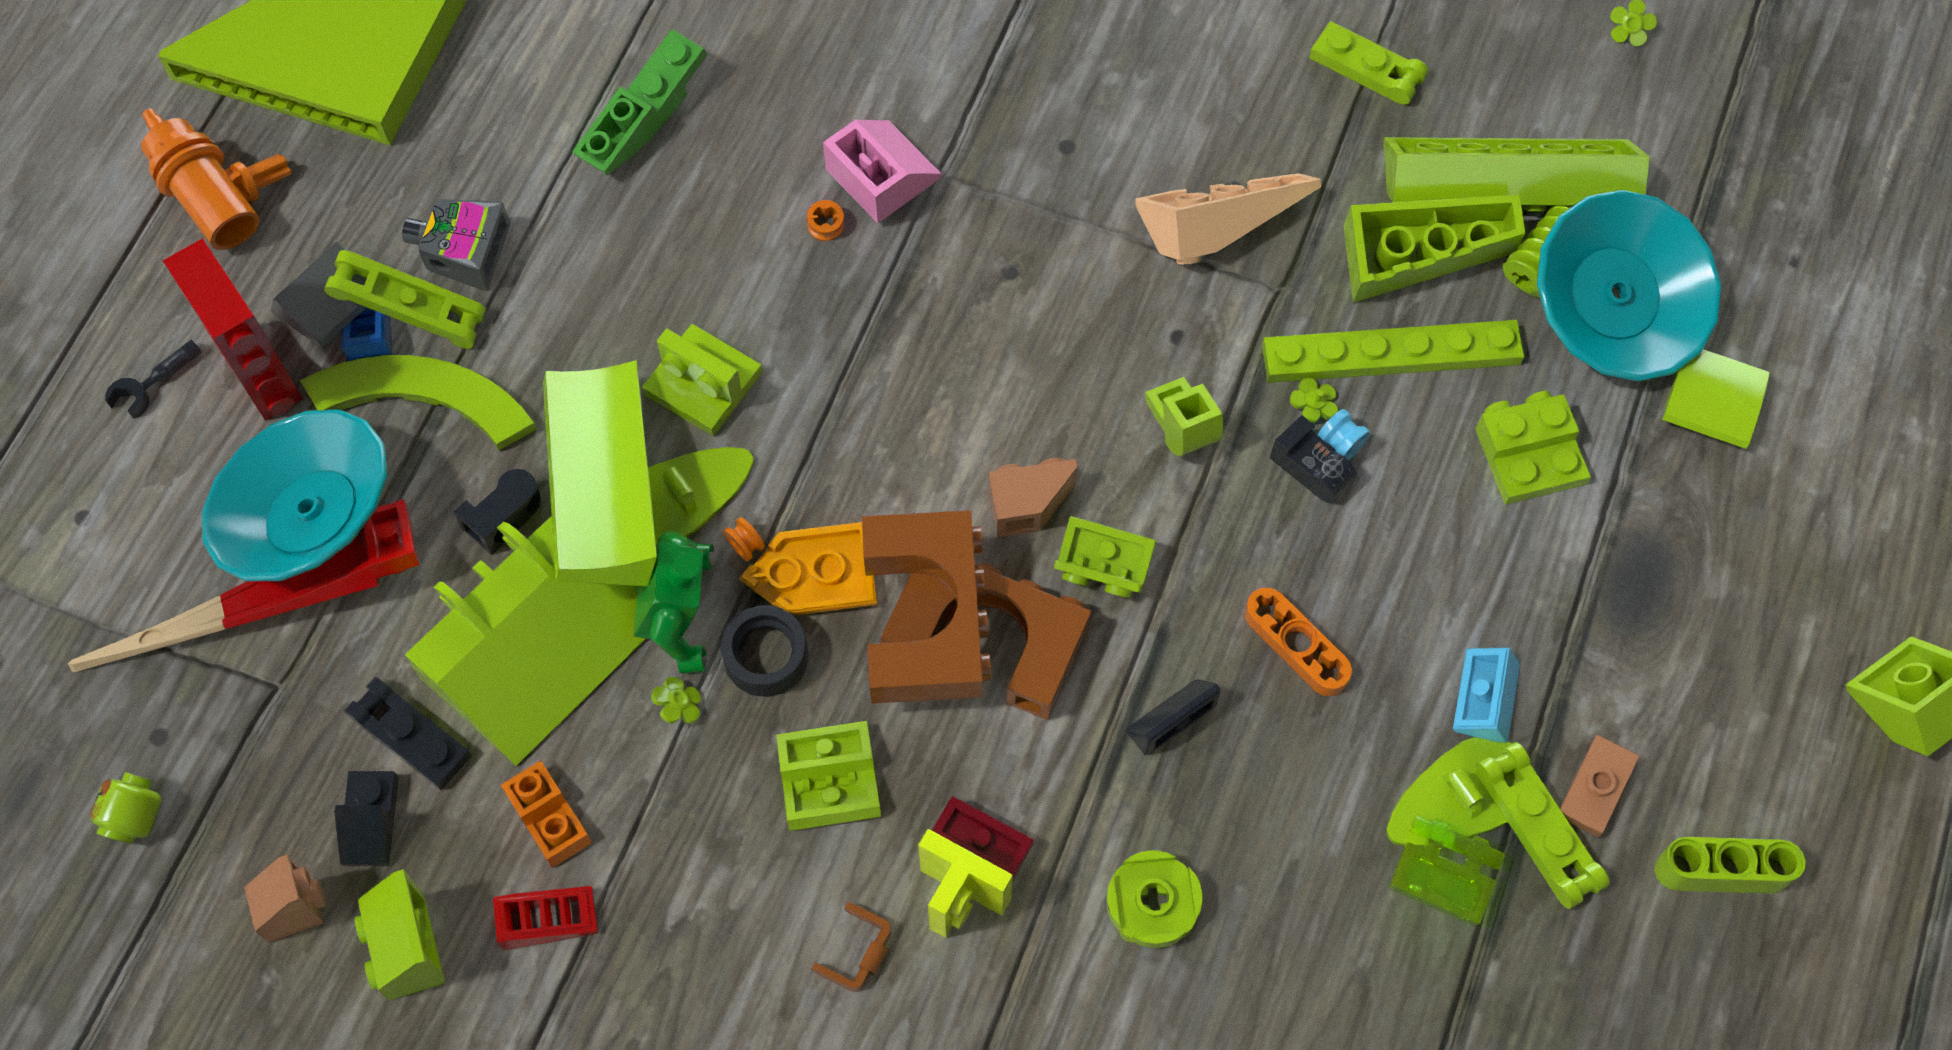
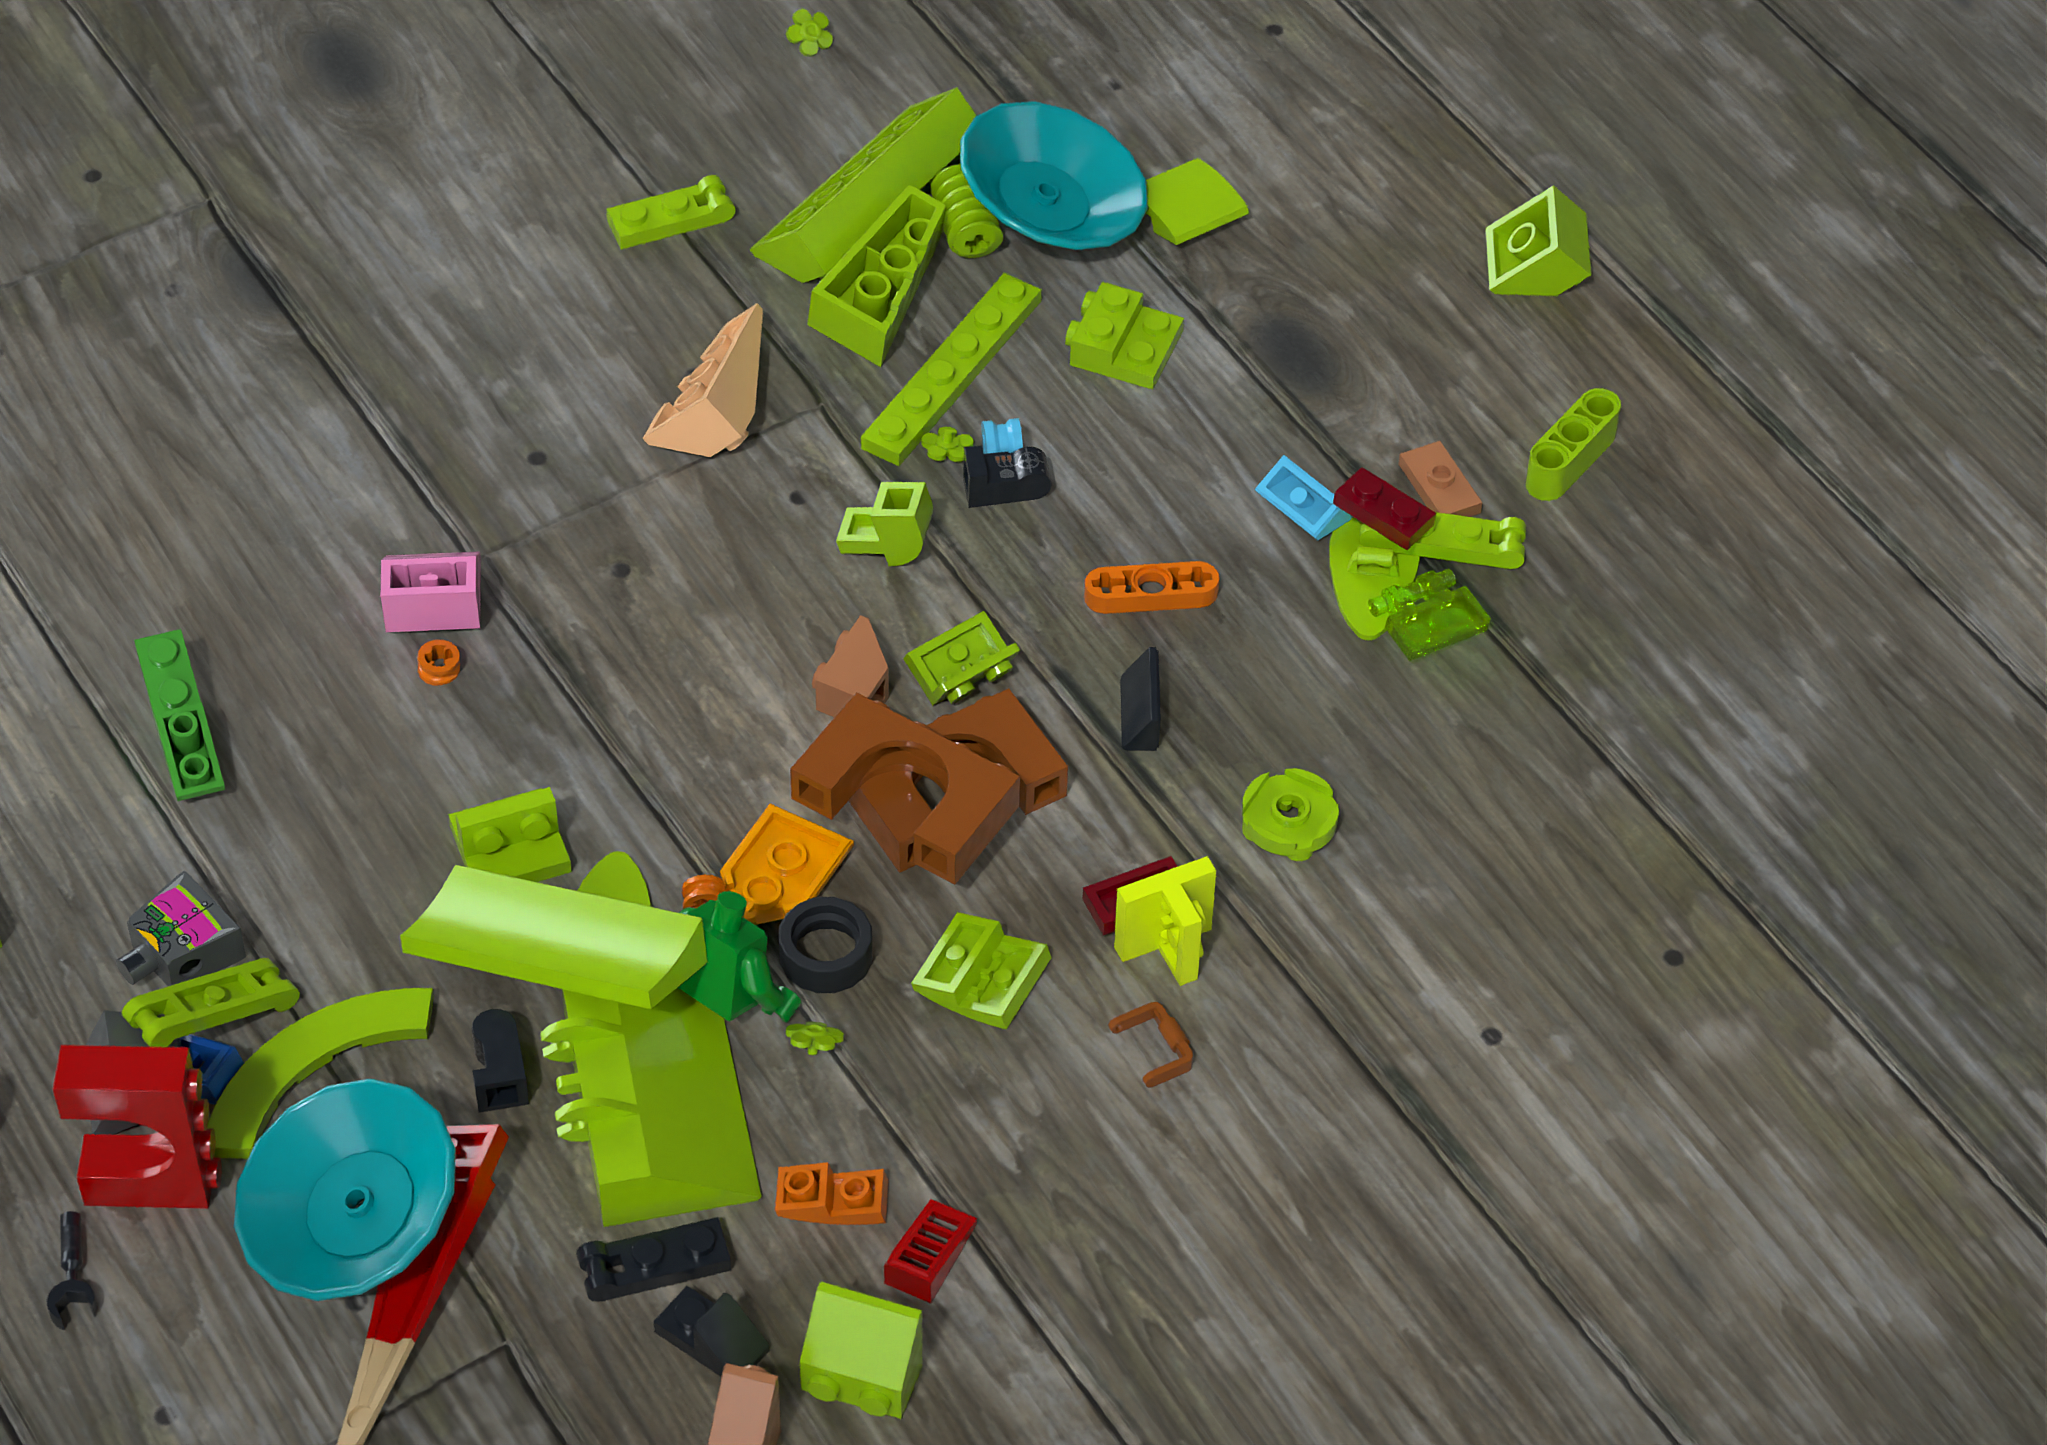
camera: 55 degrees left, 15 degrees down
(1512, 764) = (1384, 508): none -> dark red plate

